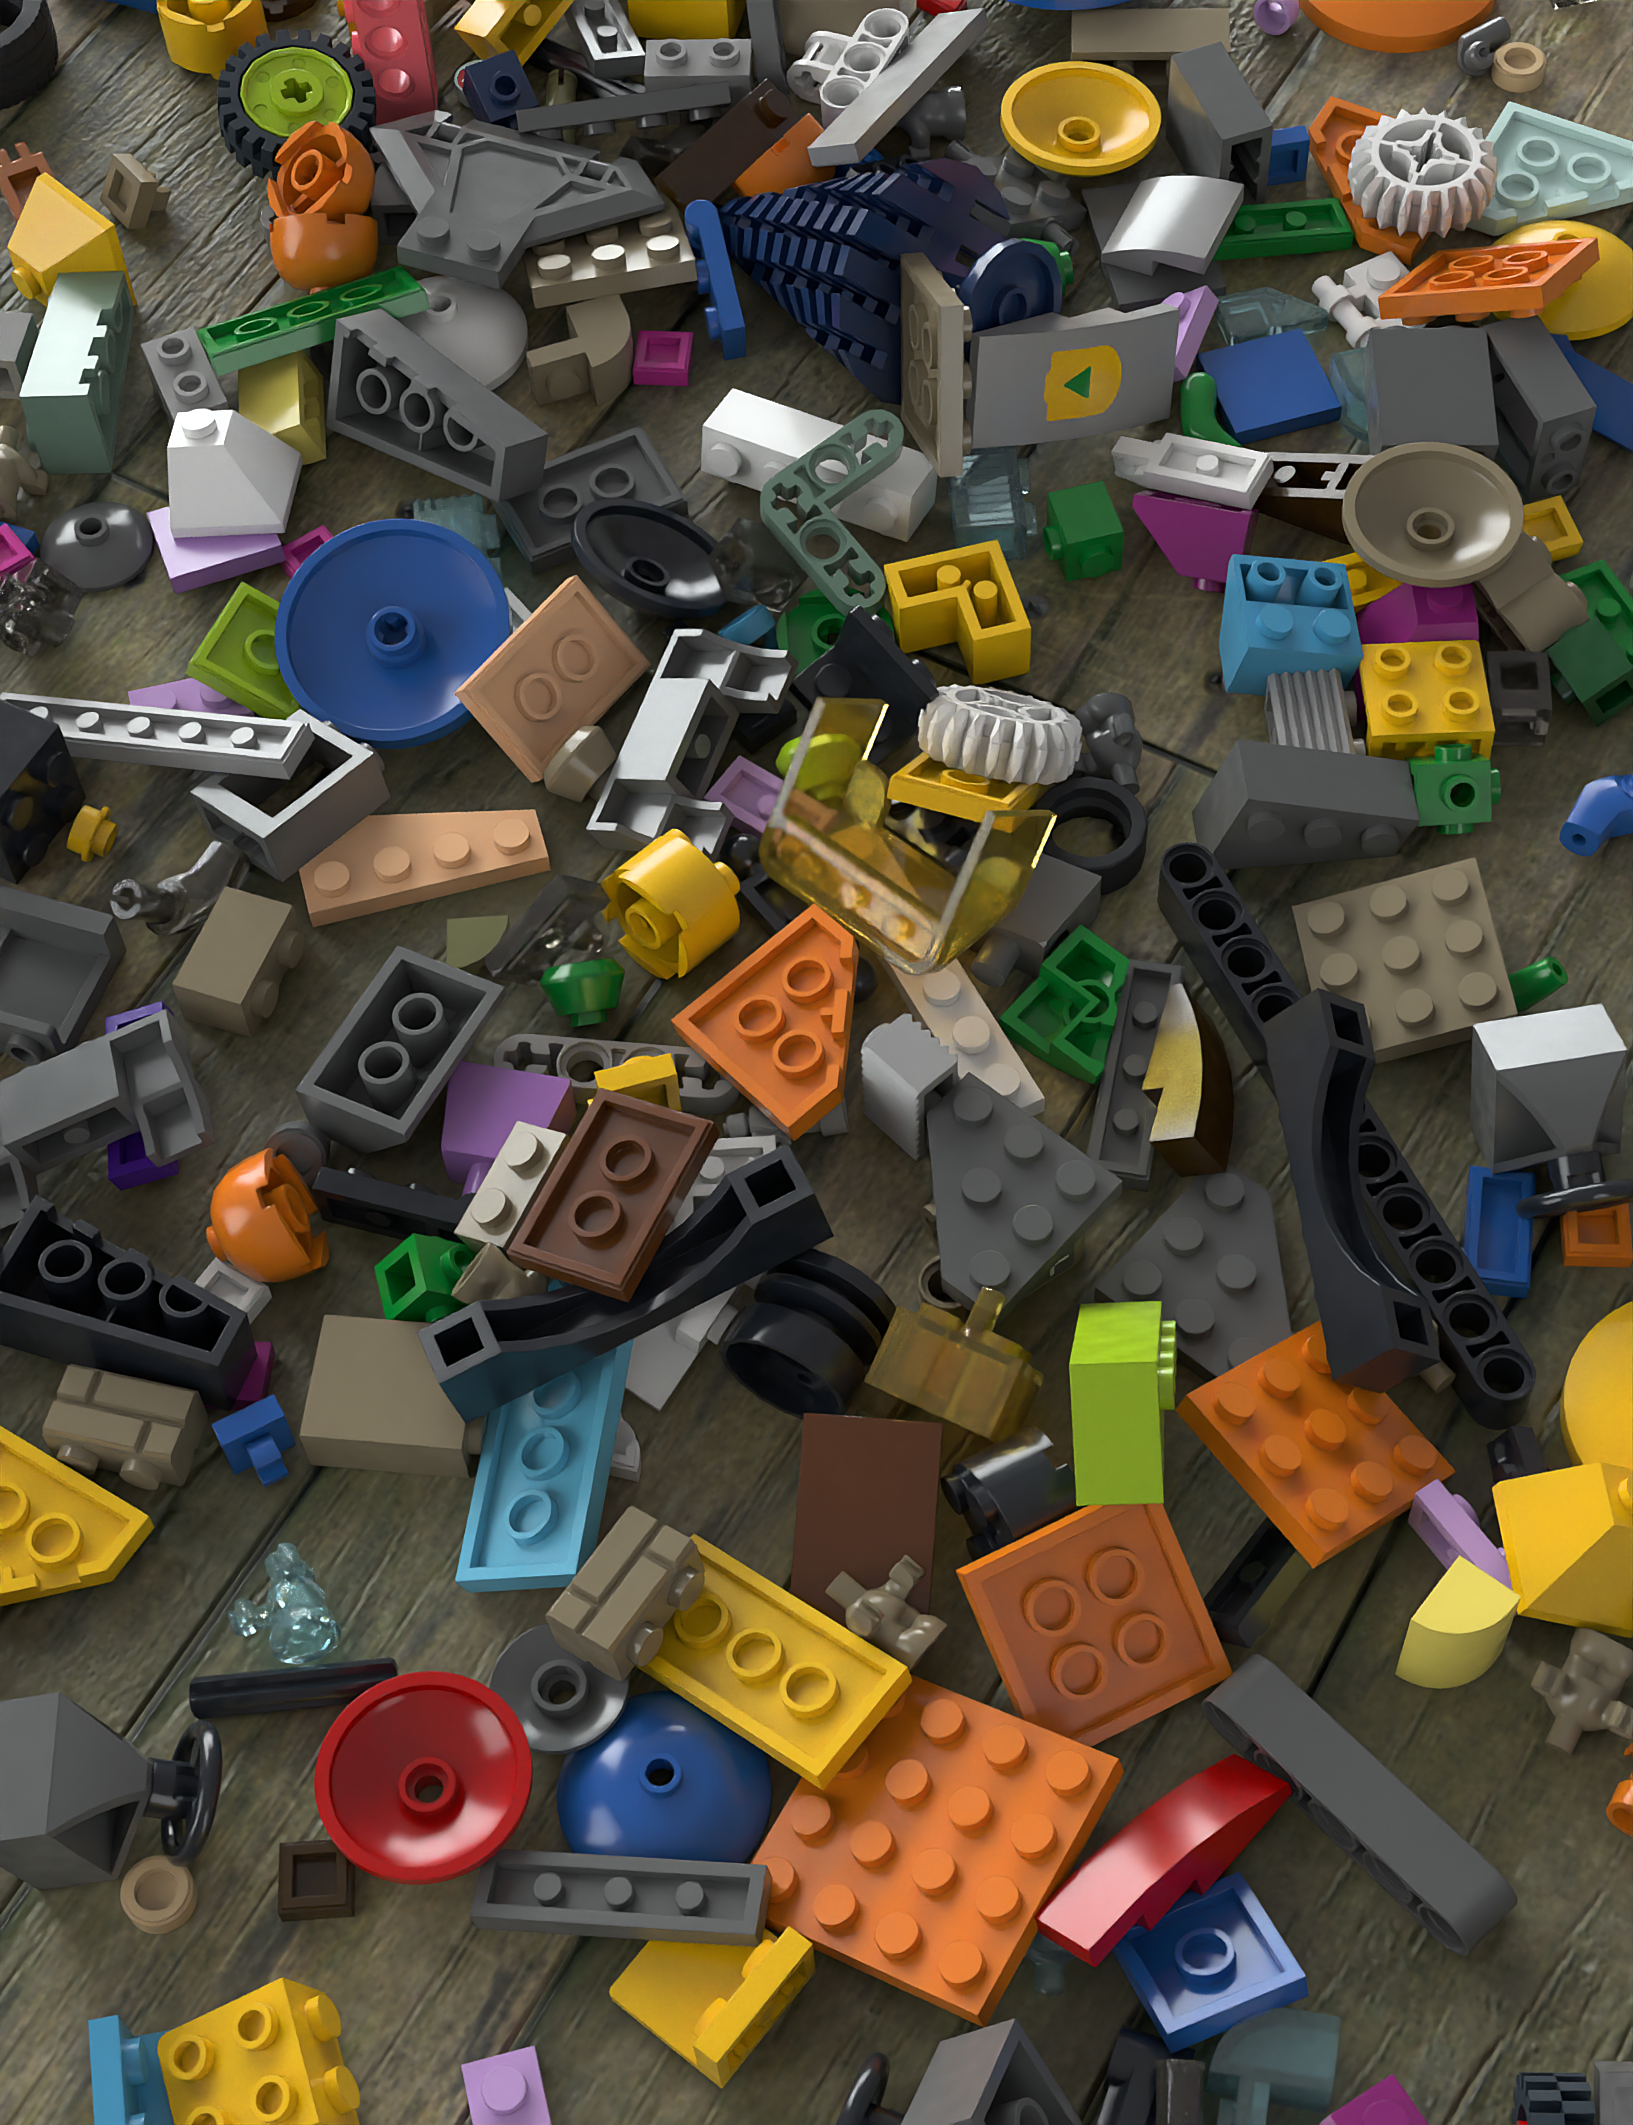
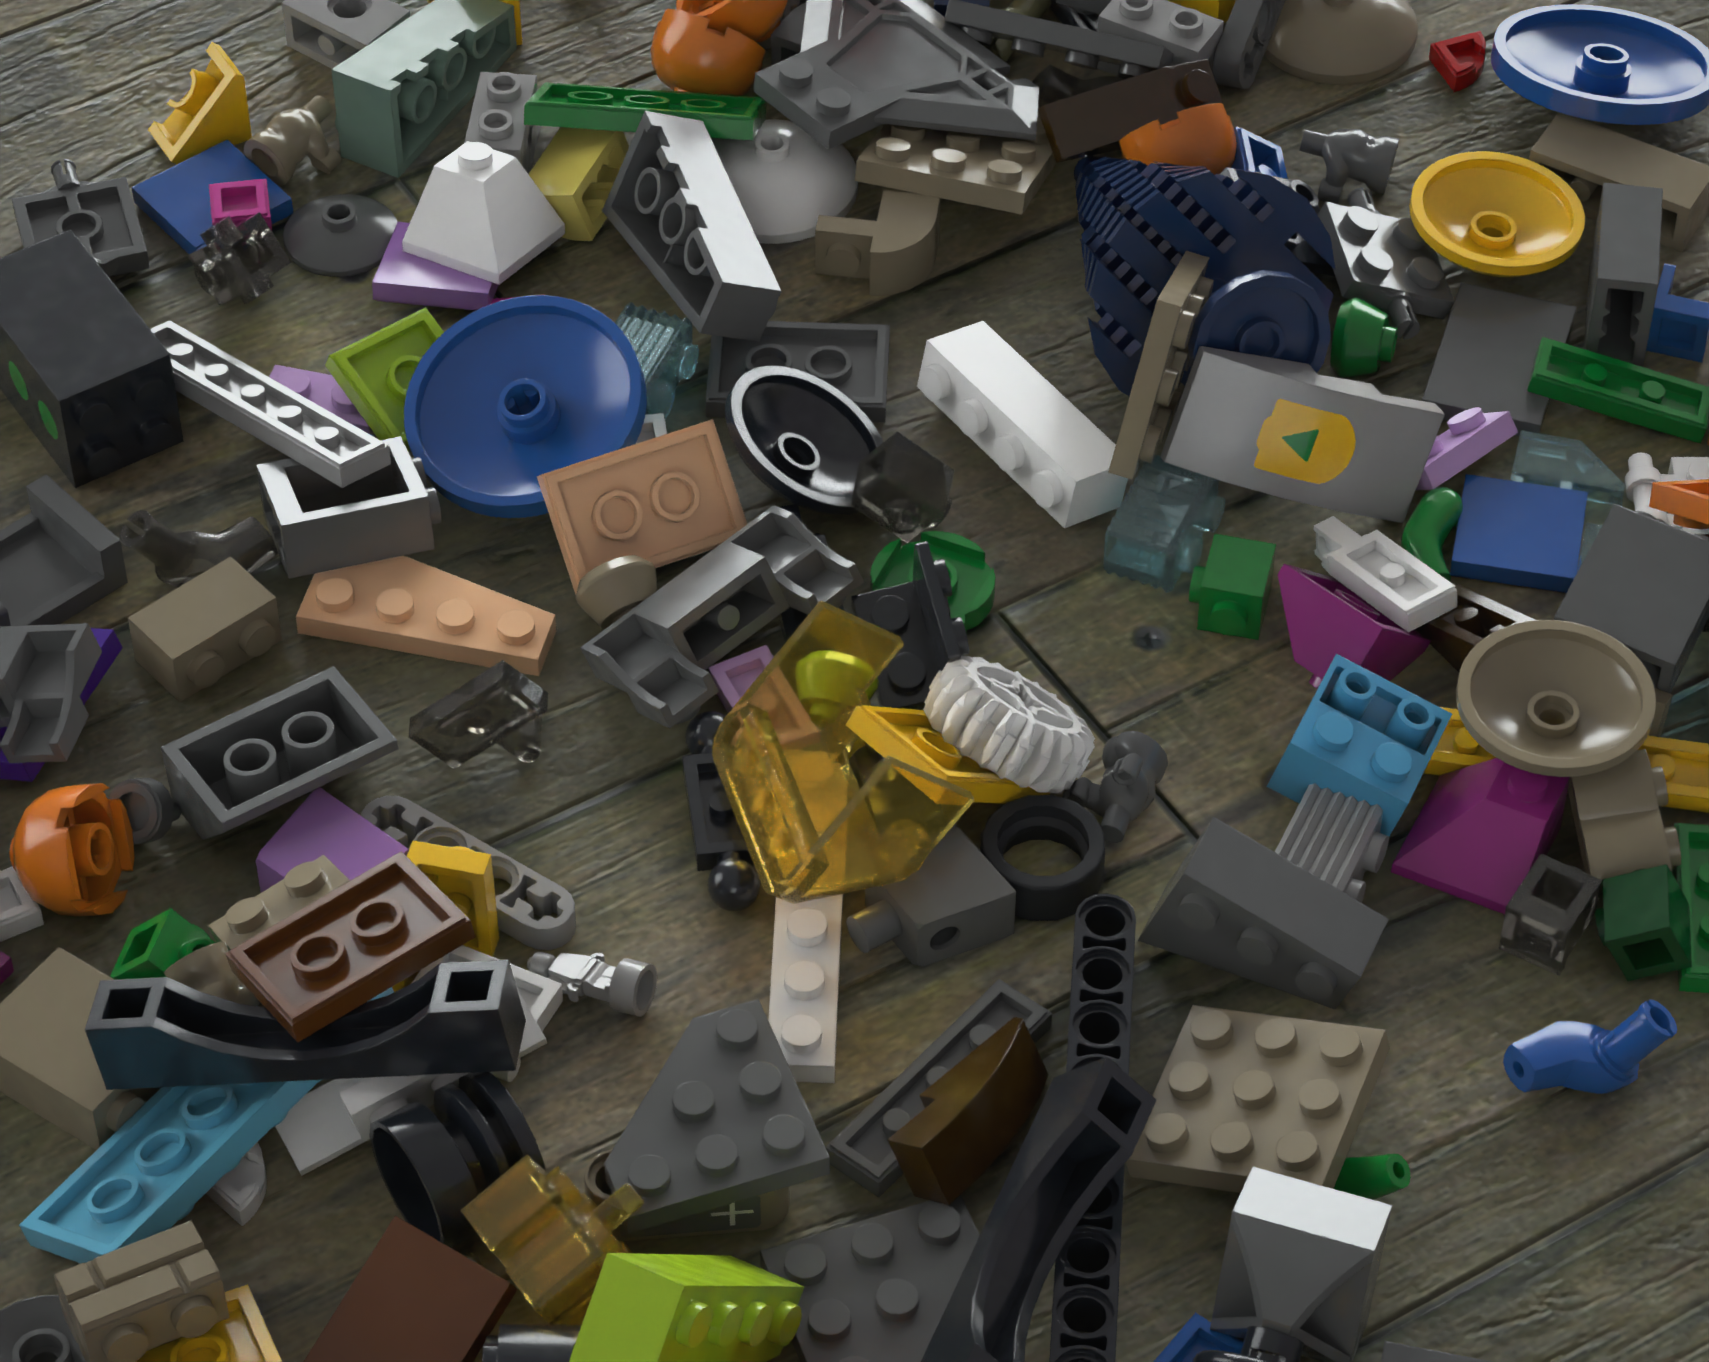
camera: 25 degrees right, 10 degrees down
(92, 833) = (161, 469): yellow plate -> none
(385, 1208) = (173, 882): black plate -> none
(472, 940) = (409, 700): olive tile -> none
(584, 989) = (484, 784): green cone -> none
(663, 358) = (957, 276): dark pink tile -> none
(672, 905) = (606, 743): yellow brick -> none
(715, 277) = (1043, 223): blue plate -> none
(751, 626) = (856, 540): dark azure tile -> none
(783, 1022) = (631, 885): orange plate -> none
(818, 497) = (983, 445): sand green beam -> none
(848, 63) = (1317, 91): white beam -> none
(897, 88) = (1335, 117): light grey tile -> none
(904, 1080) = (701, 970): light grey brick -> none
(961, 599) = (1065, 595): yellow brick -> none
(1071, 1006) = (919, 998): green slope -> none
(1174, 223) = (1521, 345): light grey slope -> none
(1425, 698) = (1445, 882): yellow bracket -> none
(1471, 800) = (1396, 971): green brick -> none

